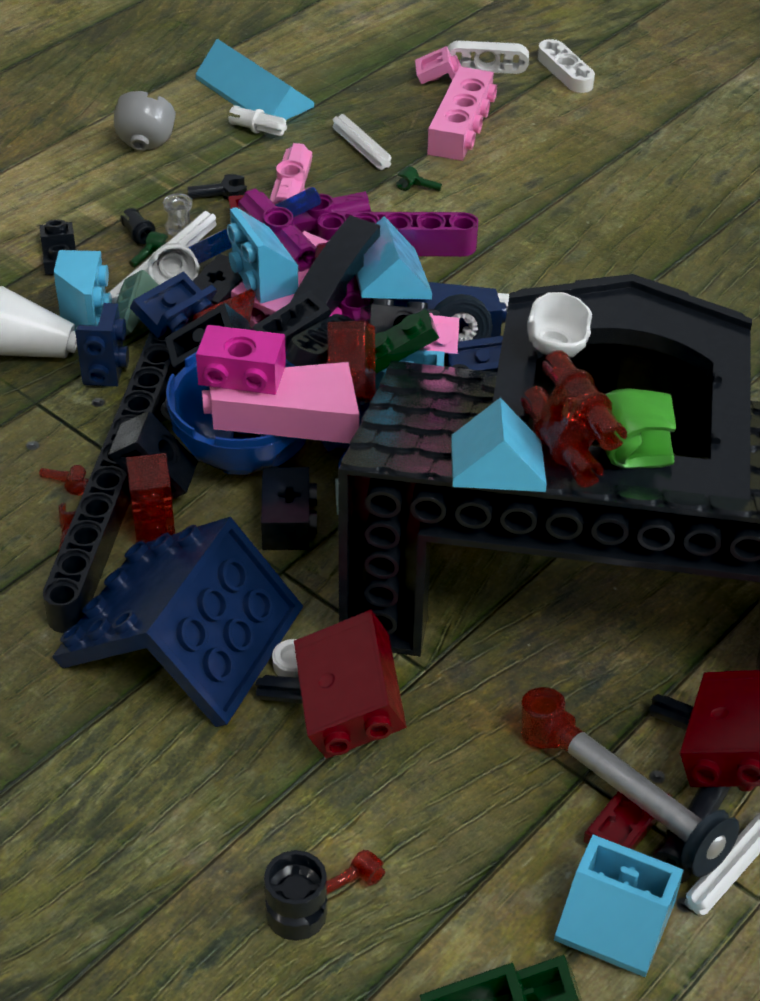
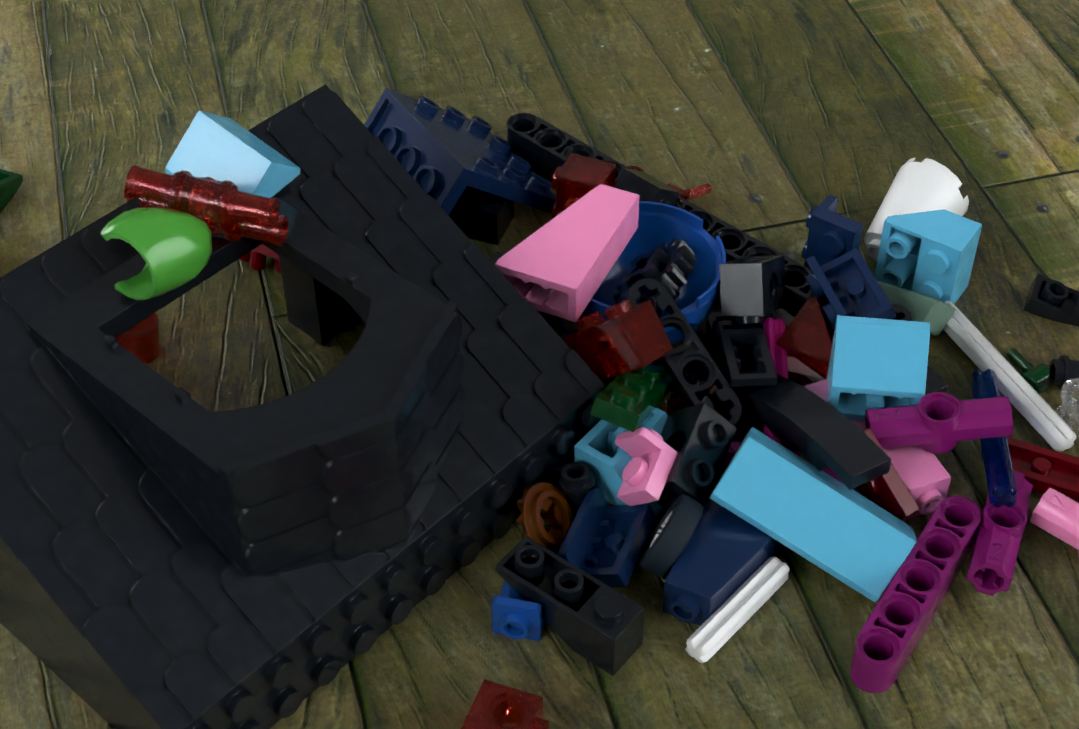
camera: 125 degrees right, 0 degrees up
(172, 260) = (956, 352): white hair -> none
(241, 359) = (619, 197): dark pink brick -> none
(295, 895) = (145, 139): black wheel -> none
(411, 177) = (1061, 686): dark green hand -> none
(559, 323) = (341, 275): white hair -> none

